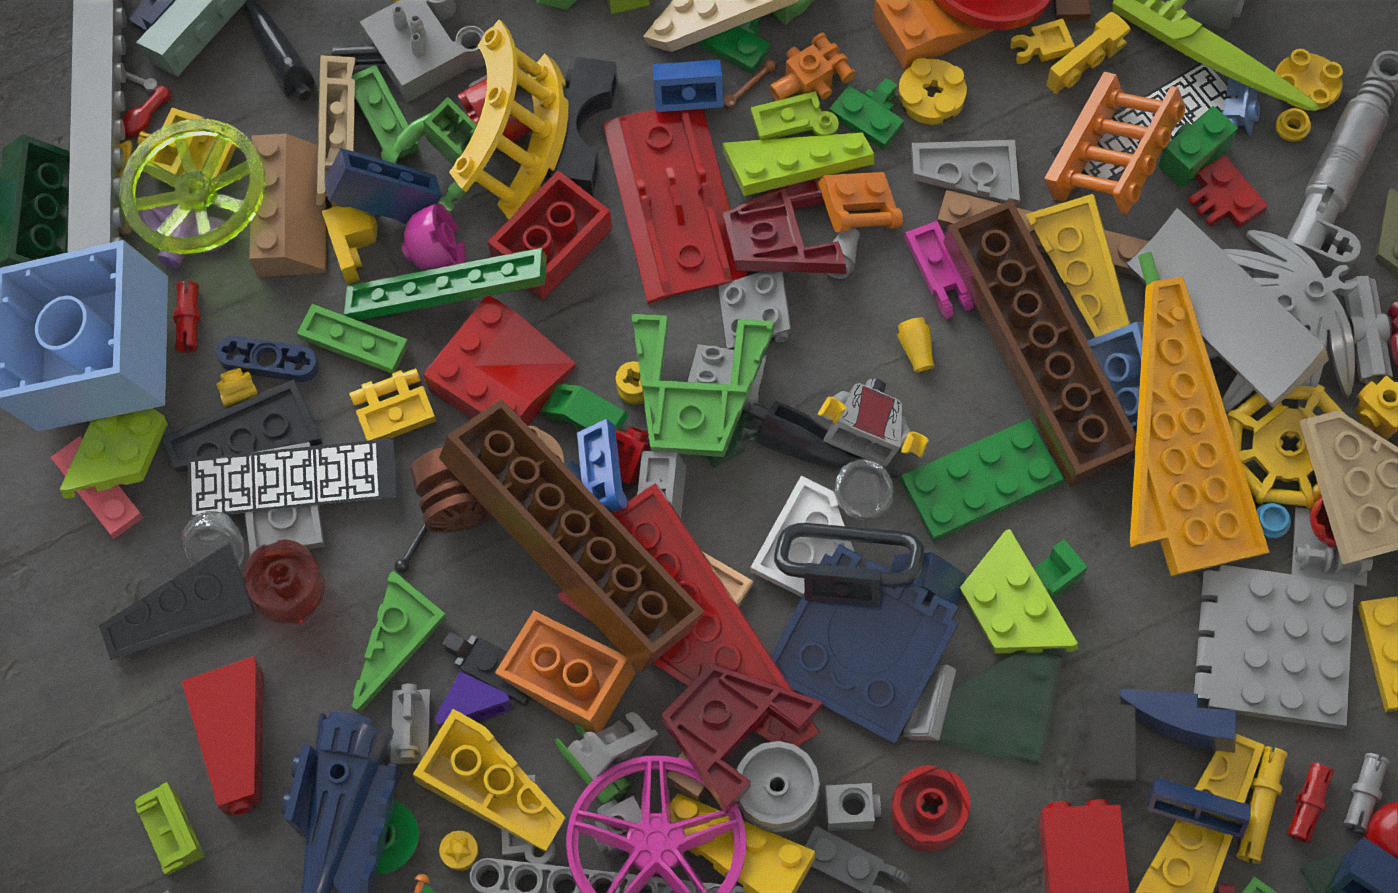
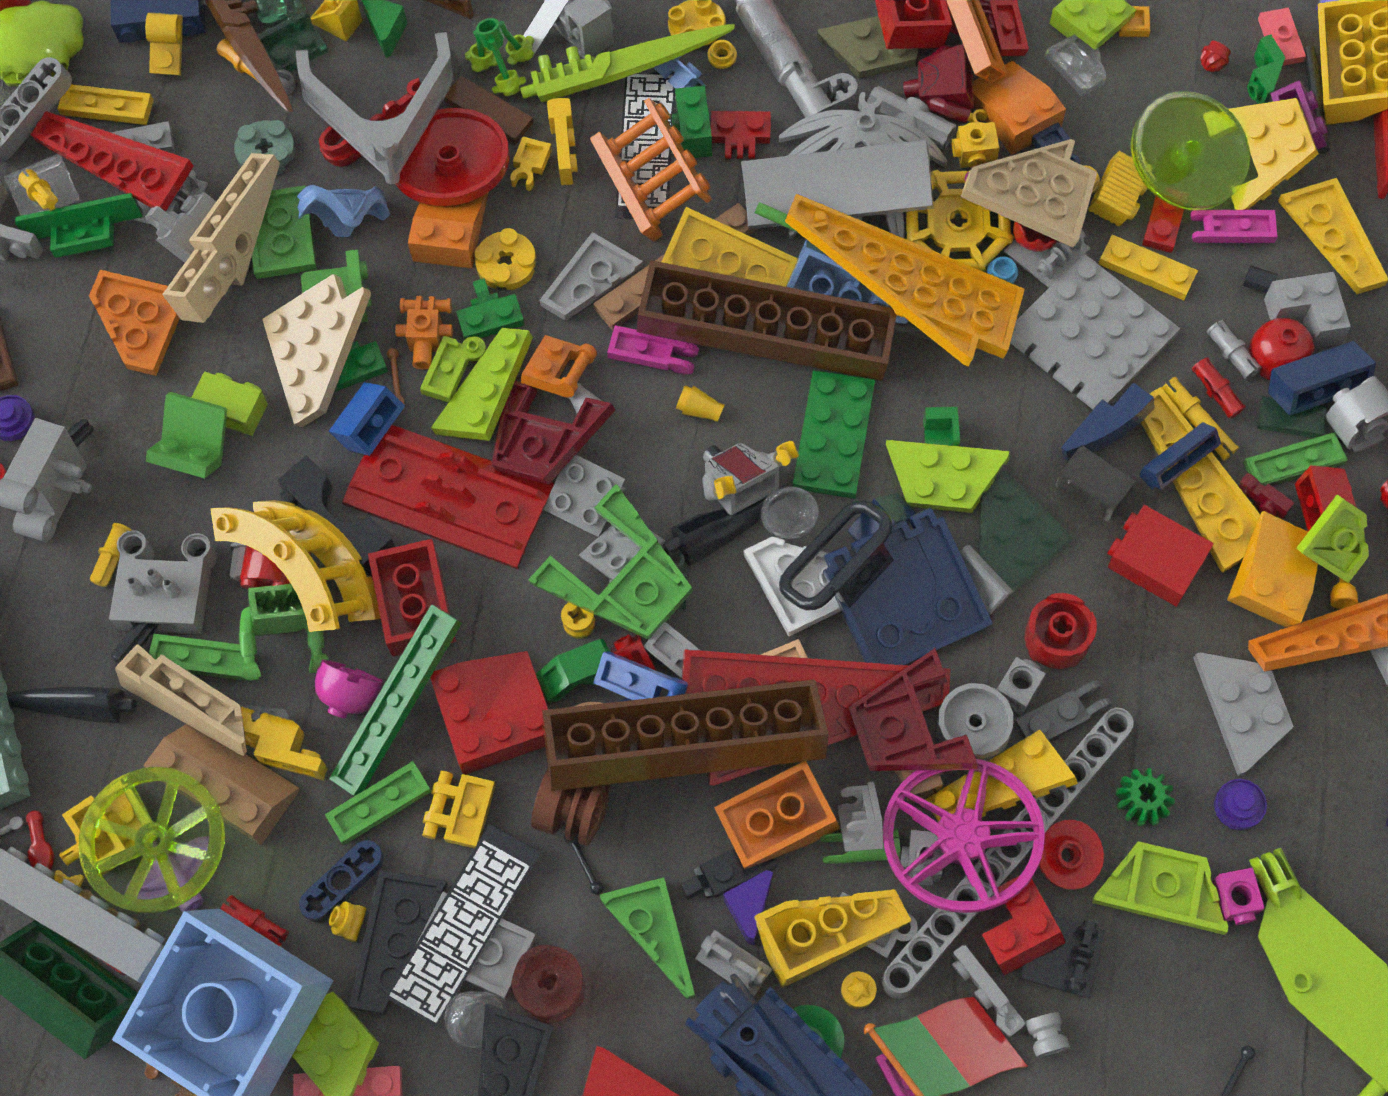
camera: 55 degrees left, 0 degrees up
(380, 186) = (274, 693): dark blue brick -> none

